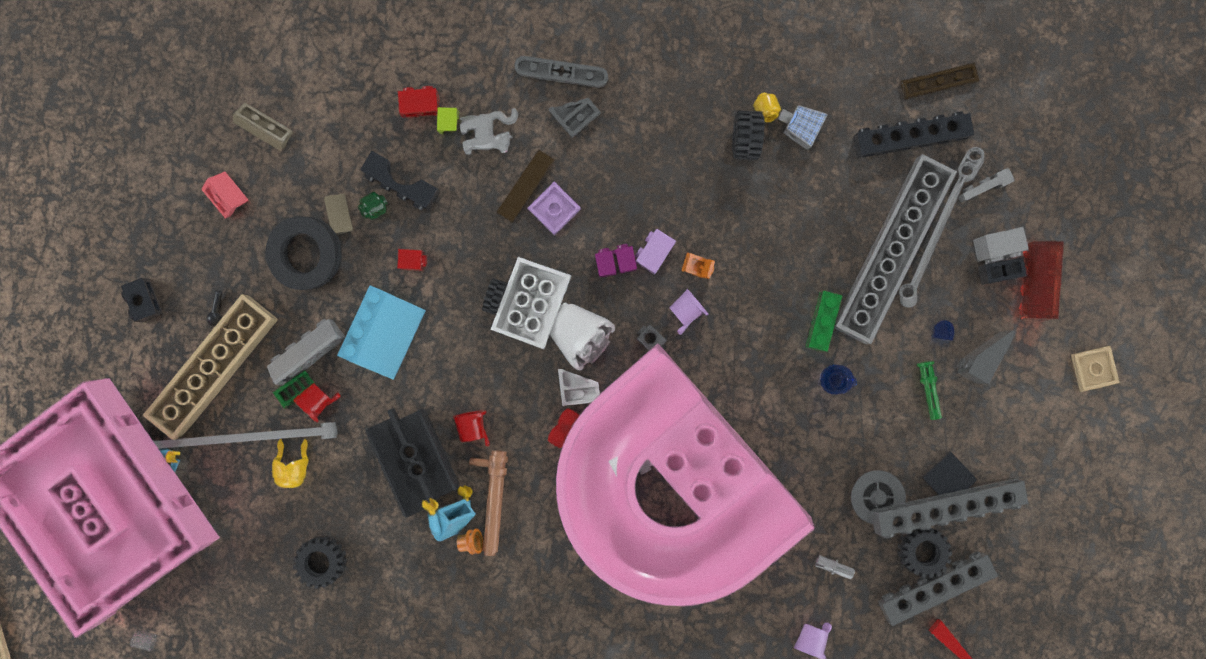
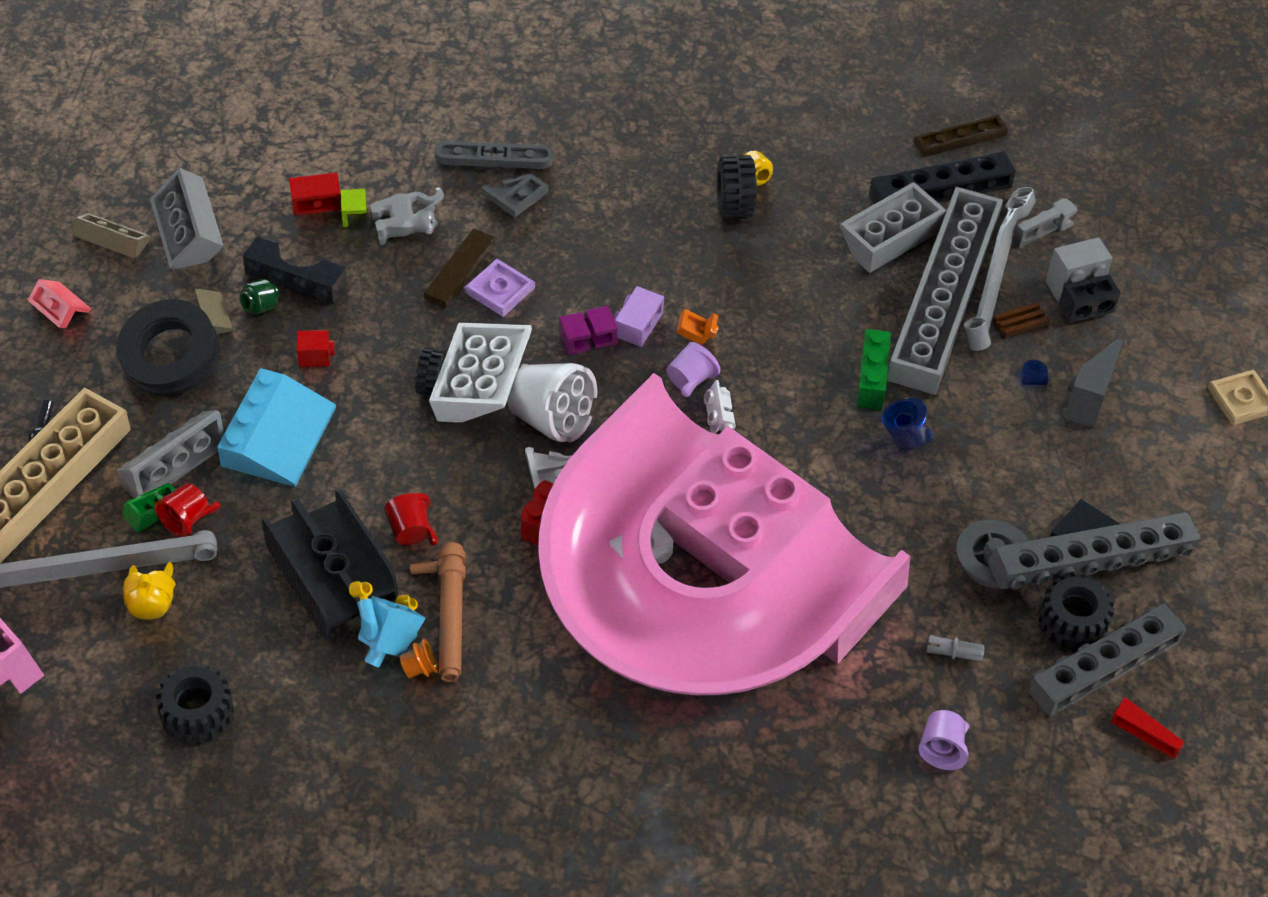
camera: 10 degrees left, 35 degrees down
(319, 122) = (186, 220): none -> light grey slope
(703, 335) = (717, 401): none -> white hinge
(803, 125) = (803, 181): light grey torso -> none
(864, 183) = (892, 226): none -> light grey slope
(935, 413) = (1029, 423): green pin -> none
(960, 275) = (1019, 317): none -> reddish brown tile
(1043, 281) = (1143, 304): clear red slope -> none

